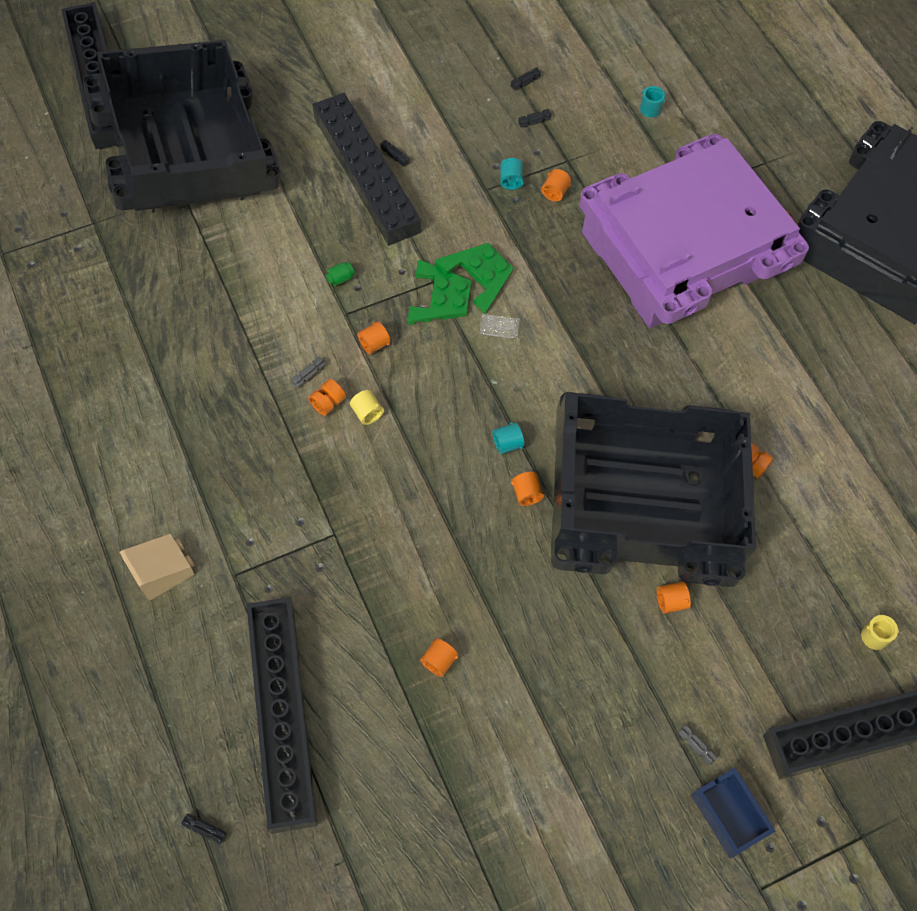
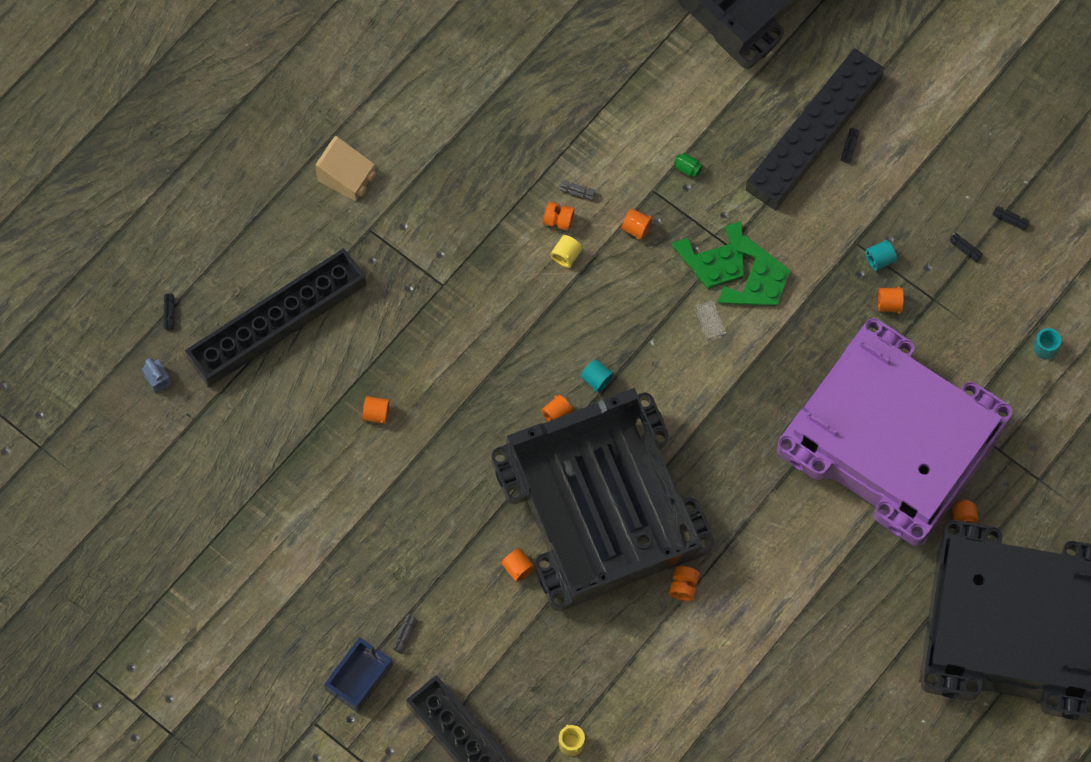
camera: 65 degrees right, 5 degrees up
(273, 879) = (156, 375): none -> sand blue brick

